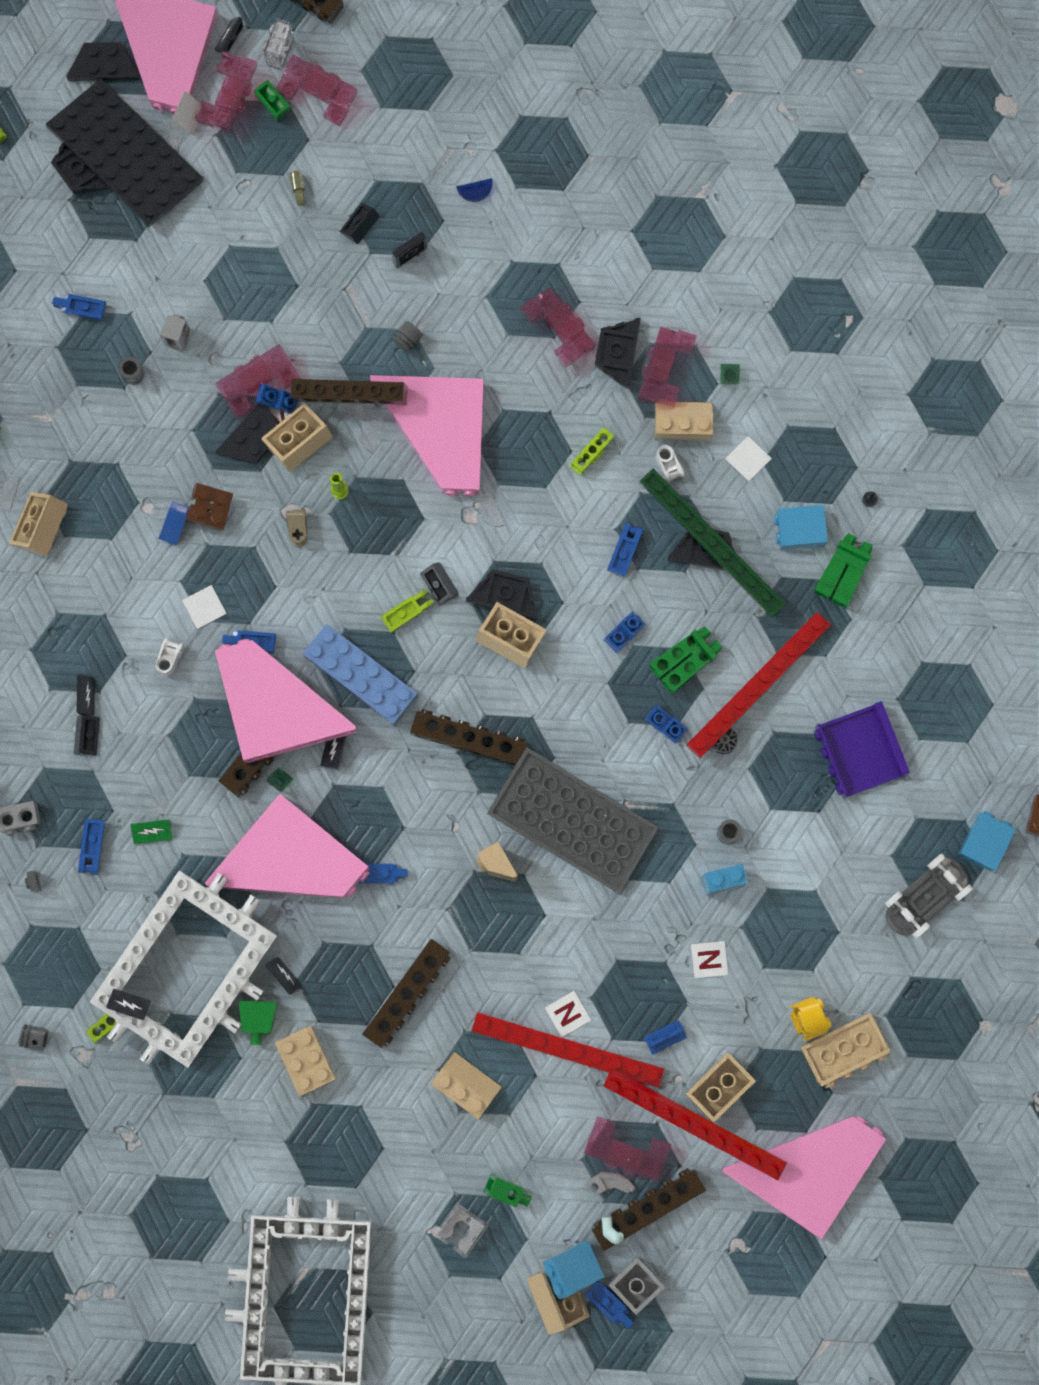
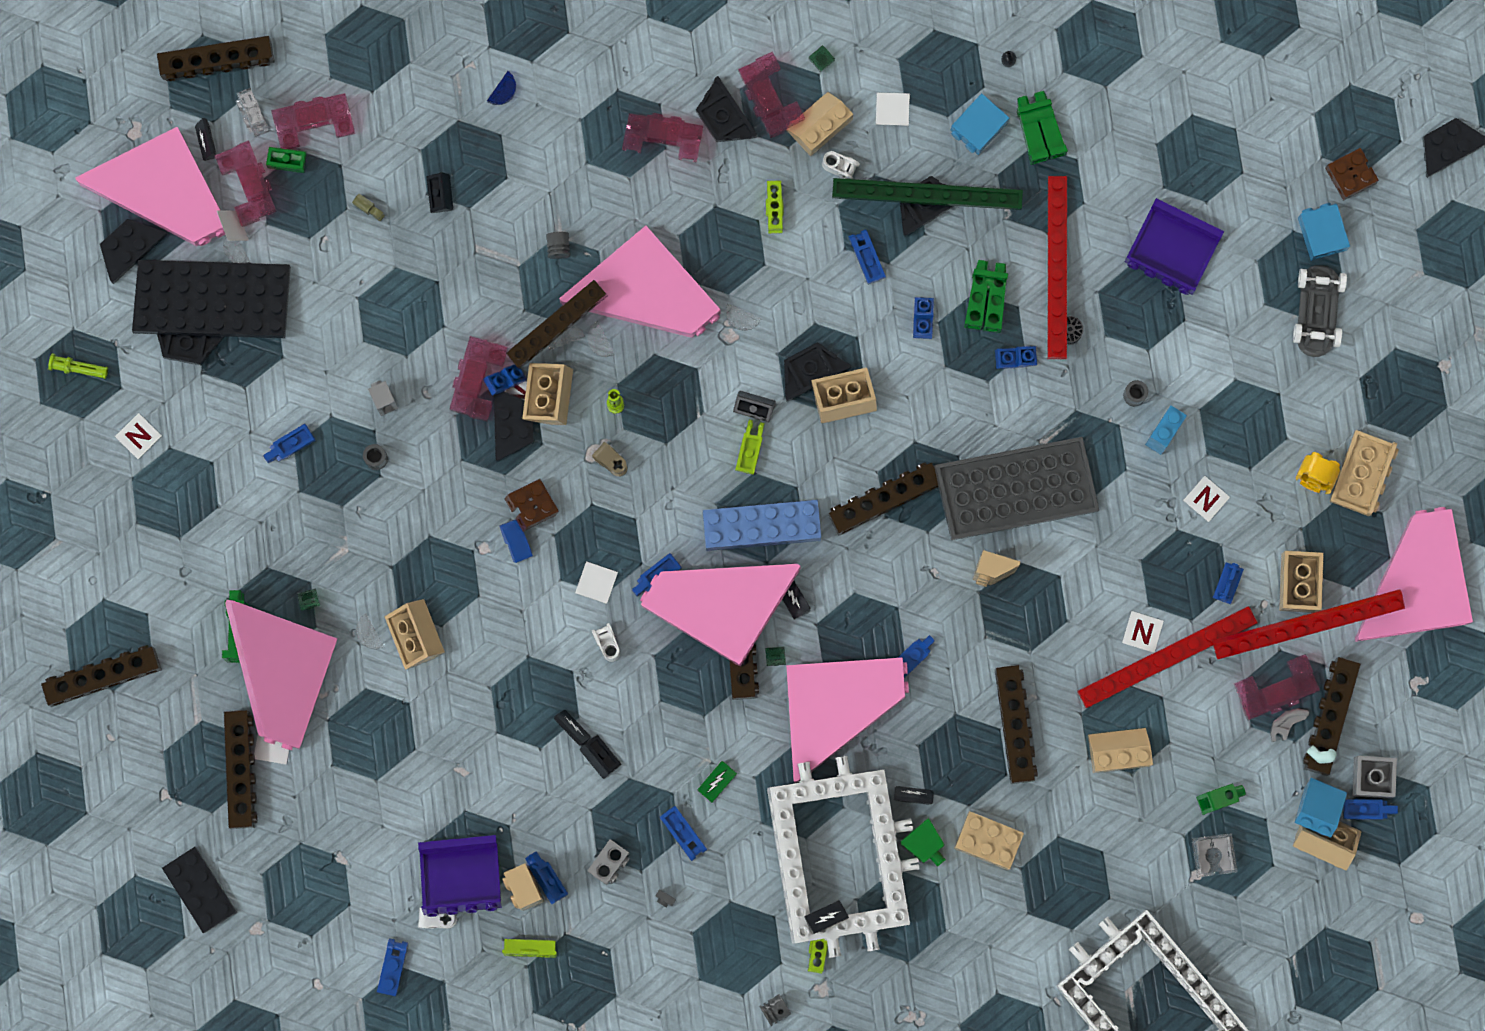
camera: 45 degrees left, 0 degrees up
(409, 250) = (499, 179): black tile -> none

